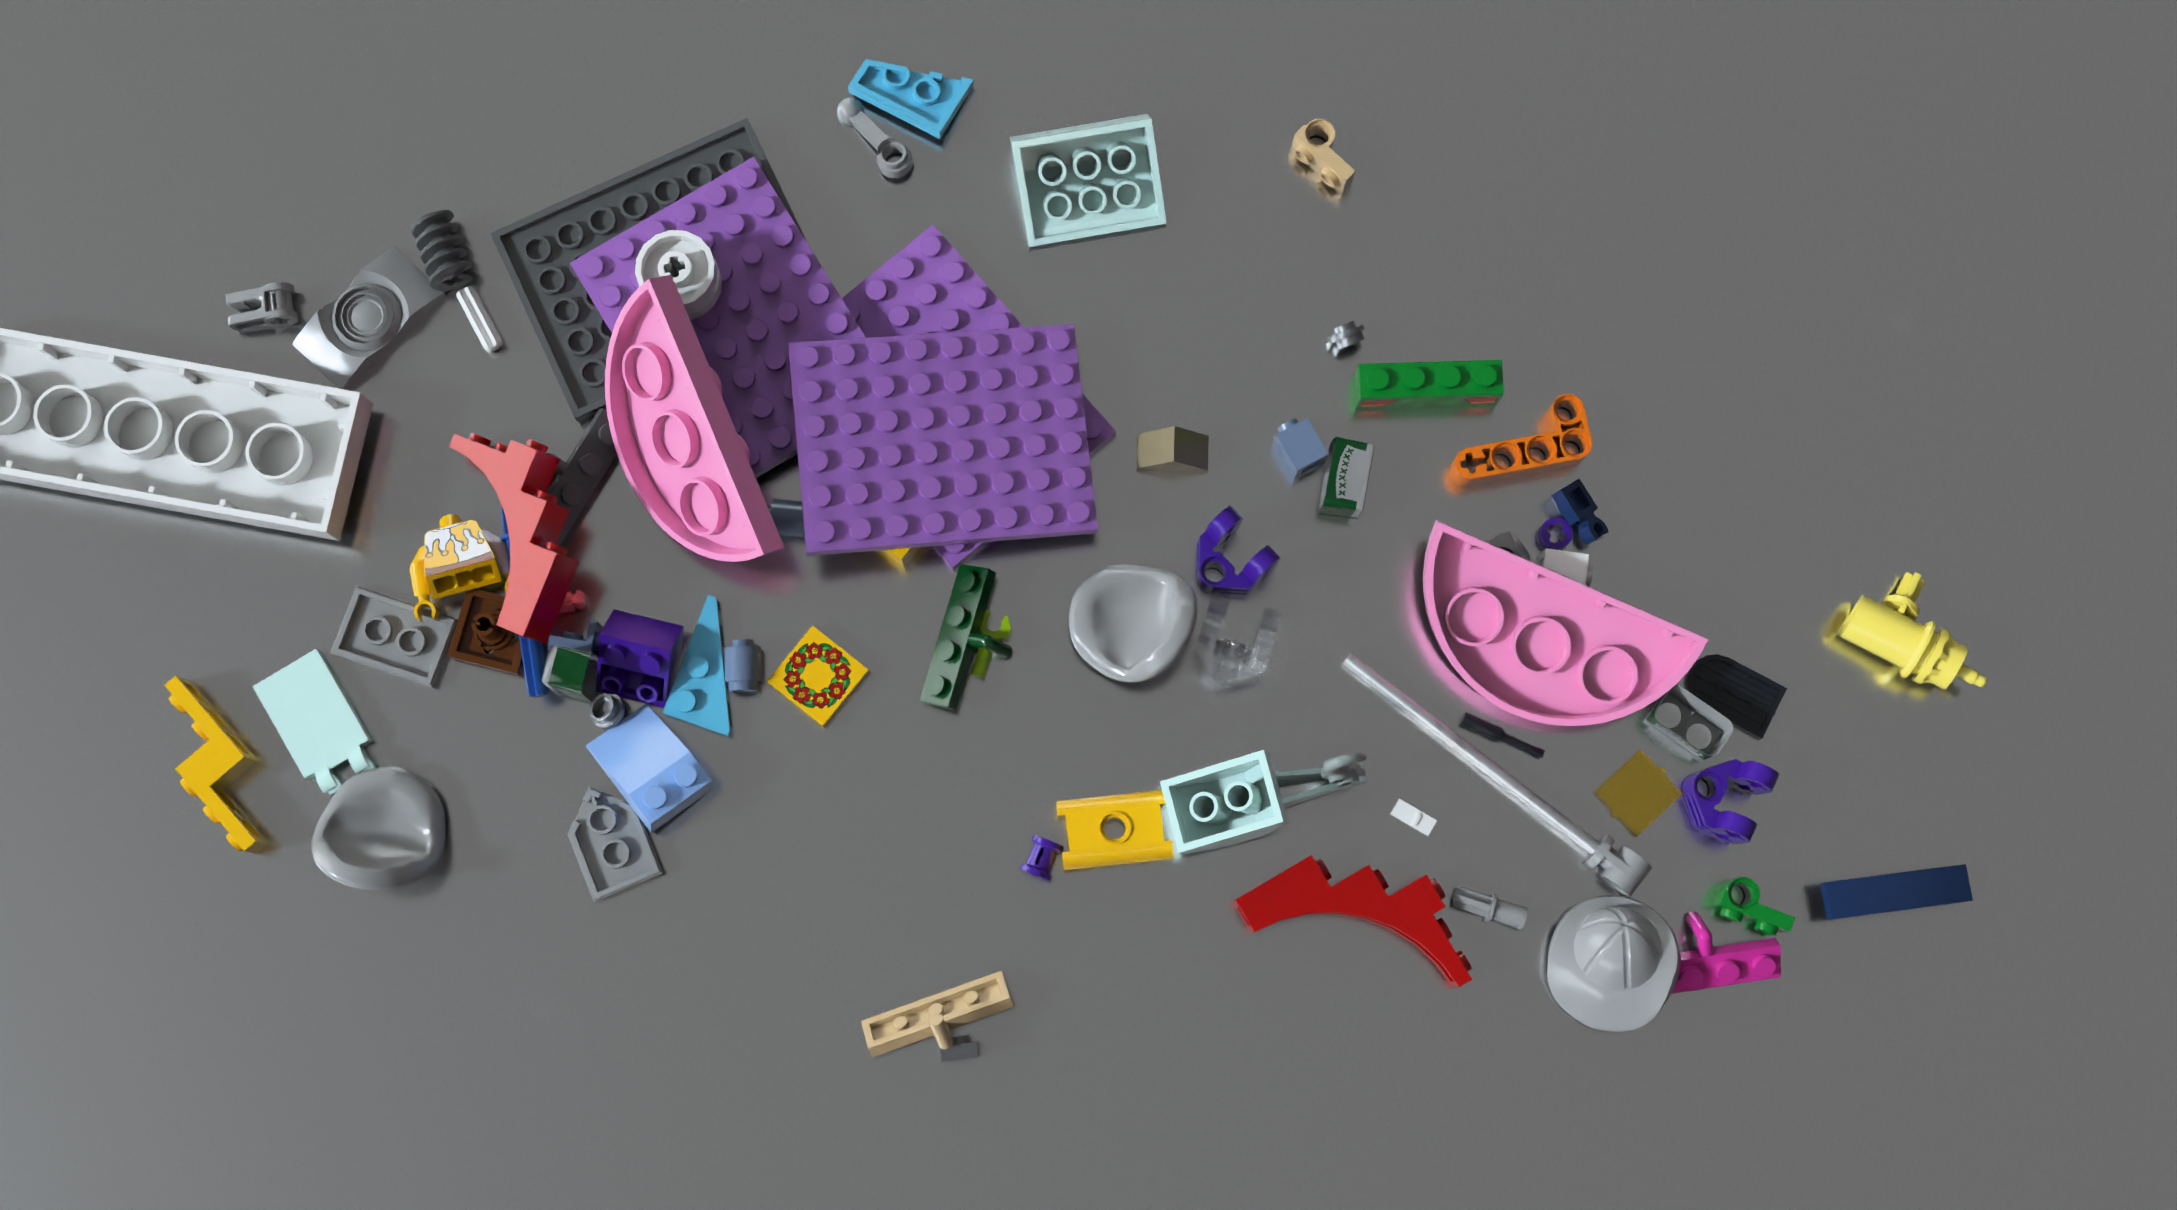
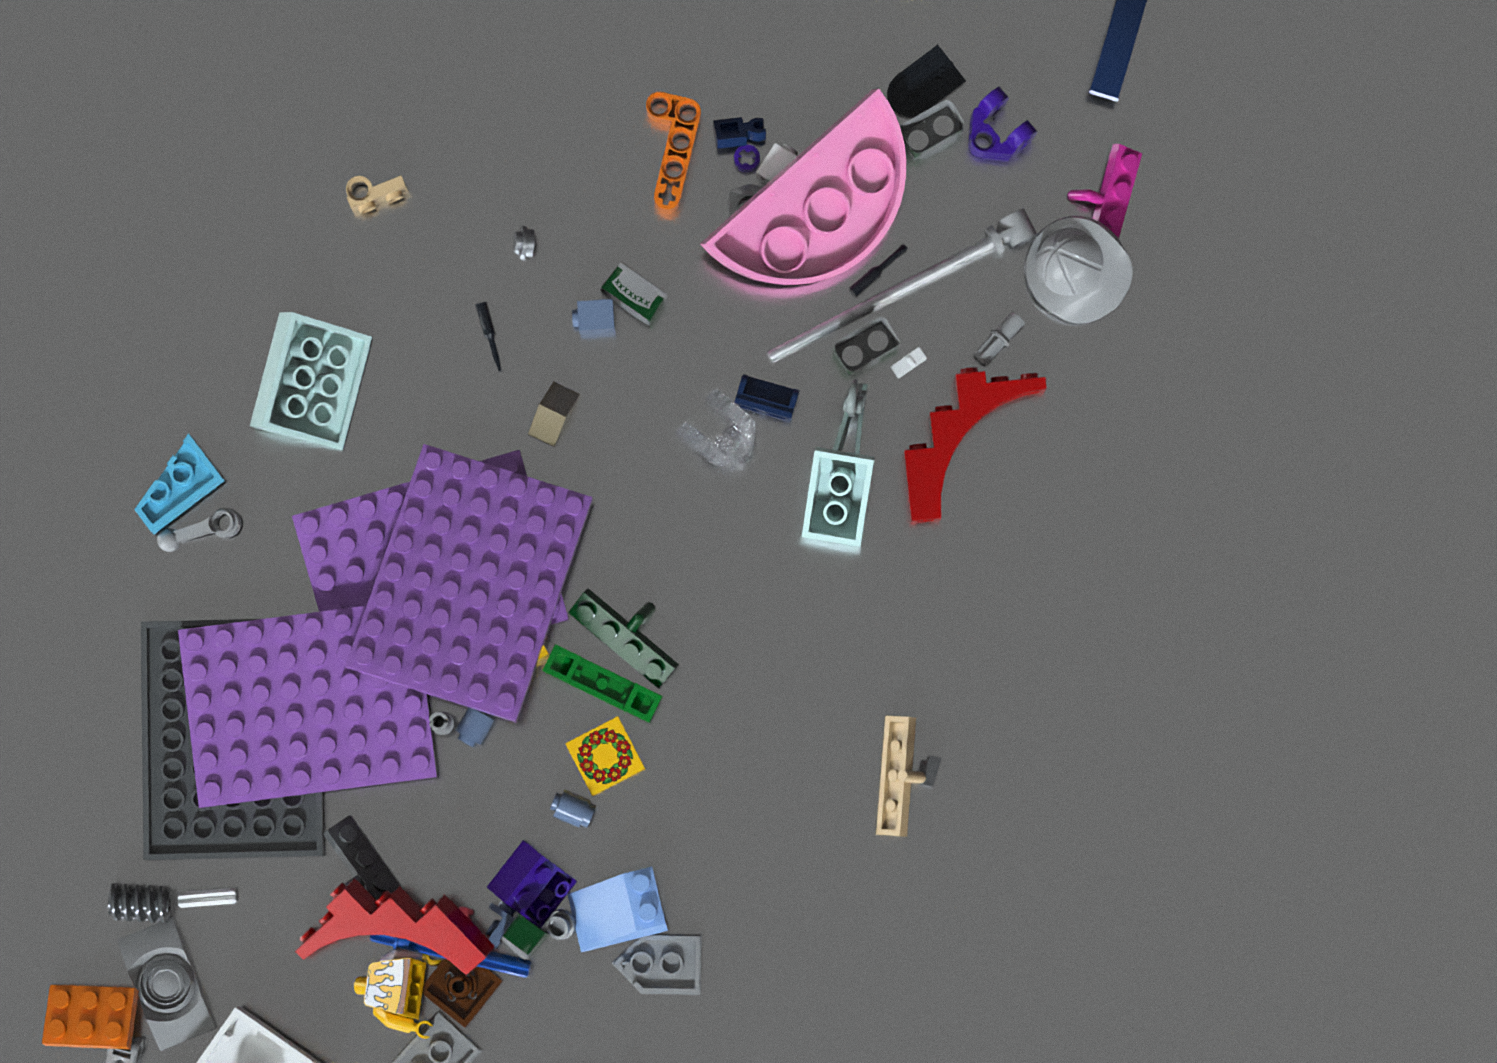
camera: 65 degrees left, 5 degrees up
(295, 252) = (90, 1016): none -> orange plate
(679, 434) = (381, 778): bright pink plate -> none
(690, 258) = (236, 723): white wheel -> none
(700, 686) = (572, 847): medium azure wing -> none
(773, 478) = (442, 722): none -> light grey axle
(897, 635) = (602, 683): none -> green slope
(983, 656) = (647, 627): lime bar -> none
(1042, 858) = (816, 649): dark purple bush -> none
(1093, 848) = (825, 608): yellow piece -> none
(1132, 620) = (671, 502): light grey piece -> none
(1231, 342) = (488, 330): none -> black piece
(1253, 573) = (675, 416): dark purple piece -> none
(1298, 674) = (766, 398): none -> dark blue hinge
(1410, 740) = (877, 324): none -> light grey piece
(1428, 384) = (591, 198): green brick -> none
(1638, 793) = (964, 190): clear yellow piece -> none
(1767, 919) = (1096, 144): green plate -> none

